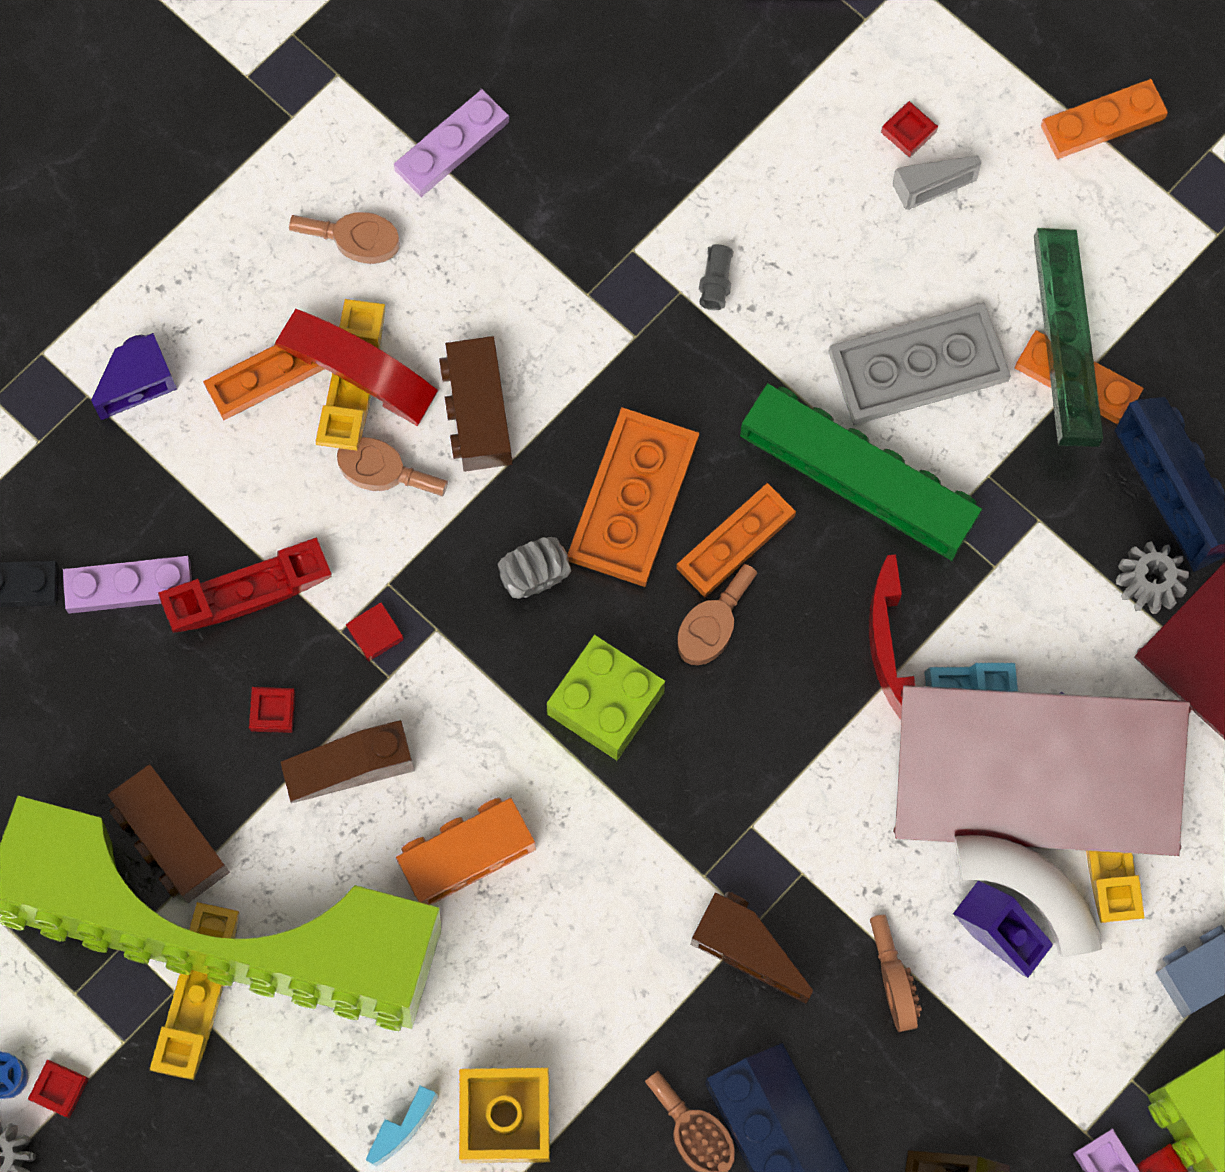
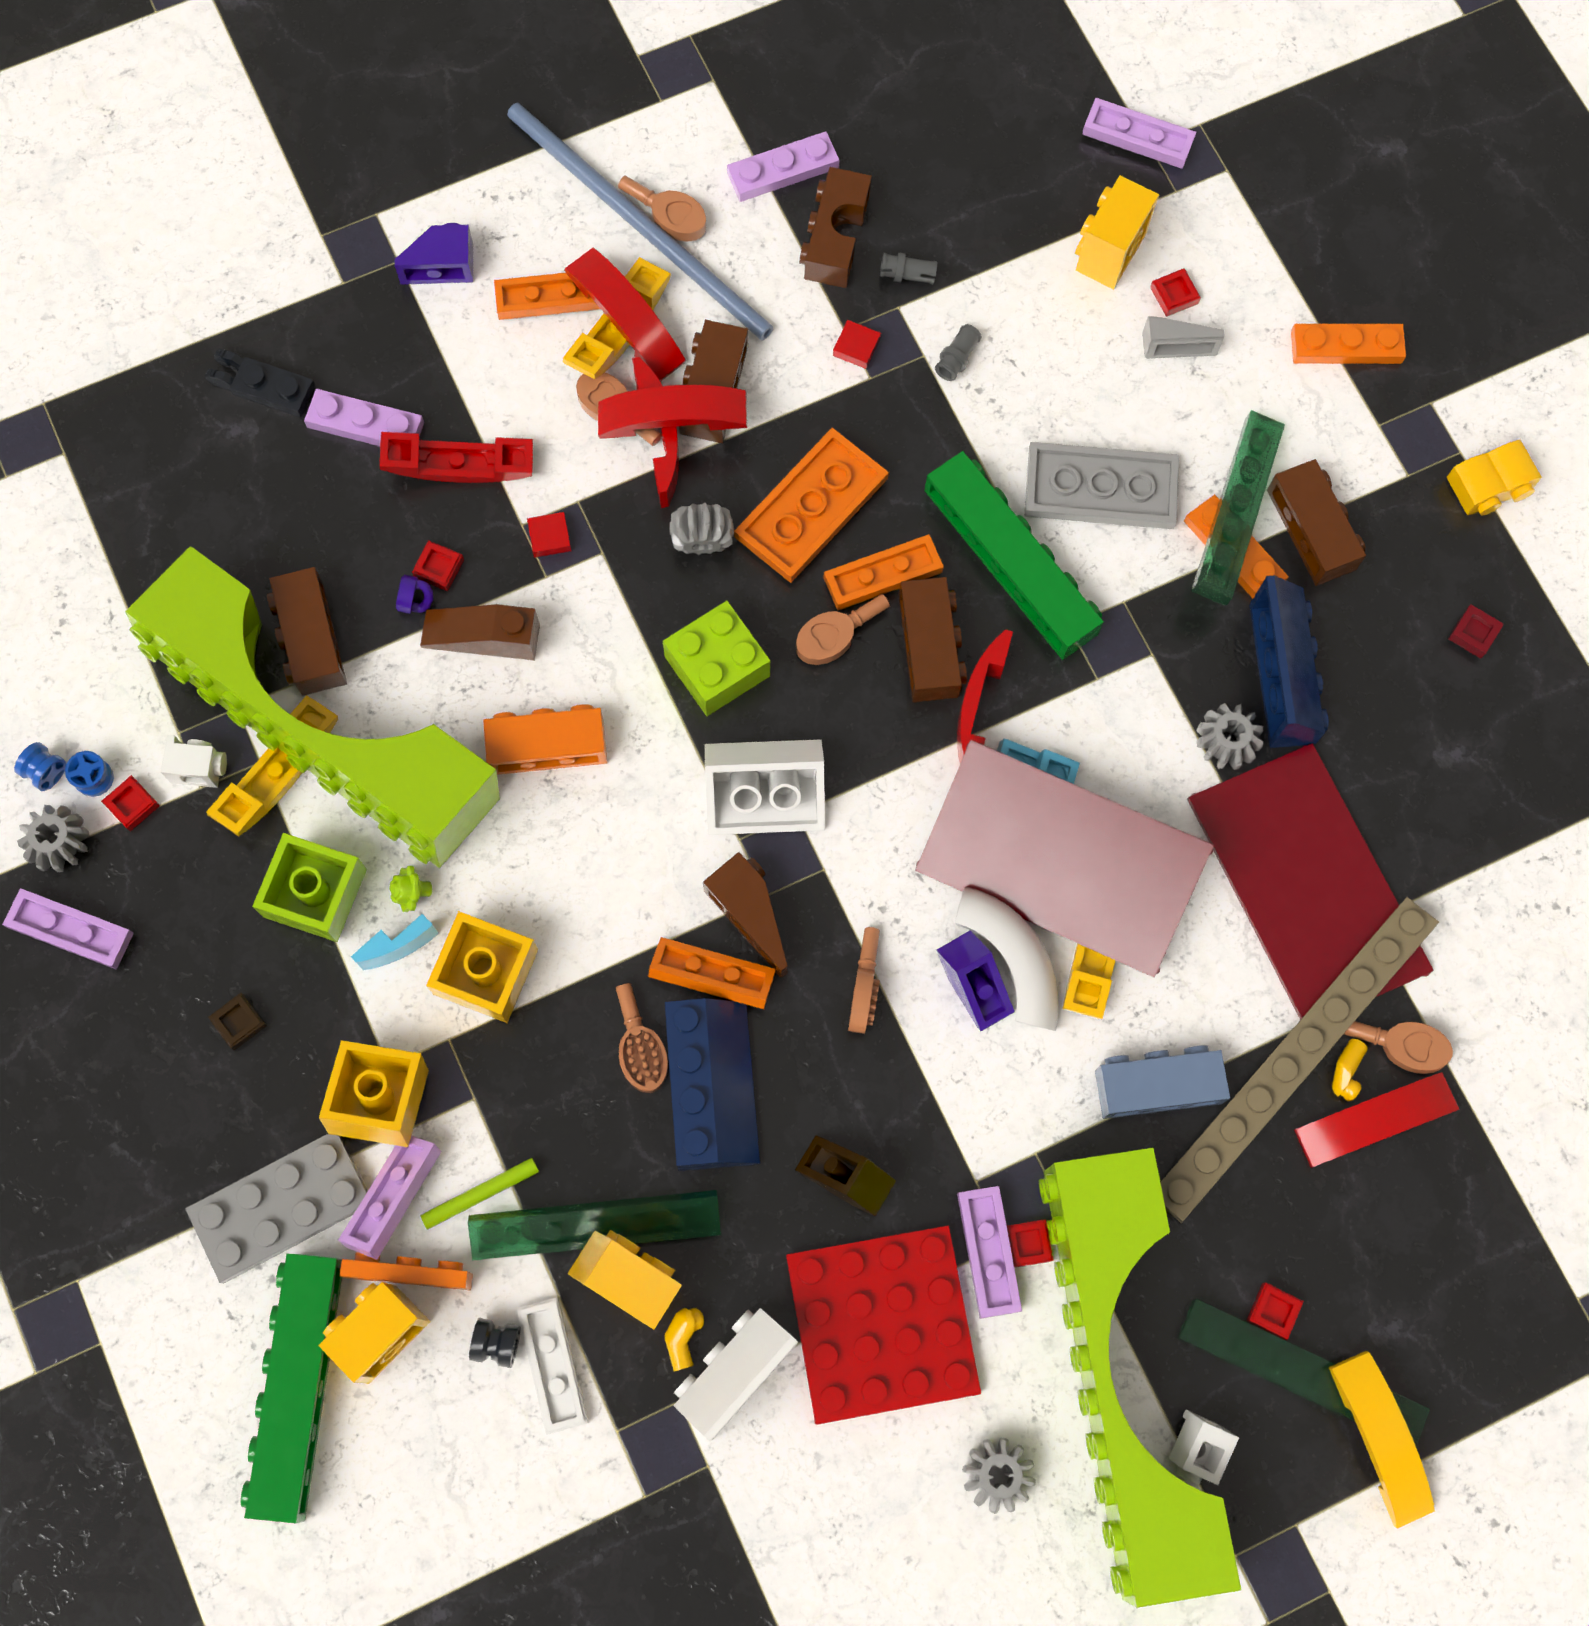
camera: 20 degrees right, 0 degrees up
(109, 1020) = (192, 763): none -> white brick
(255, 752) = (406, 595): none -> dark purple tile
(290, 1104) = (310, 887): none -> lime brick
(326, 258) = (640, 221): none -> sand blue piece
(390, 1064) = (408, 889): none -> lime plant
(417, 439) = (665, 467): none -> red slope
(451, 453) = (671, 407): none -> red slope
(540, 221) = (842, 201): none -> reddish brown arch
(607, 307) = (856, 344): none -> red tile
(621, 208) = (908, 268): none -> dark grey pin
(710, 812) = (765, 787): none -> white slope
(737, 1027) = (712, 973): none -> orange plate
(814, 592) = (931, 639): none -> reddish brown brick
(826, 91) = (1115, 231): none -> yellow brick
(1149, 320) = (1316, 522): none -> reddish brown brick

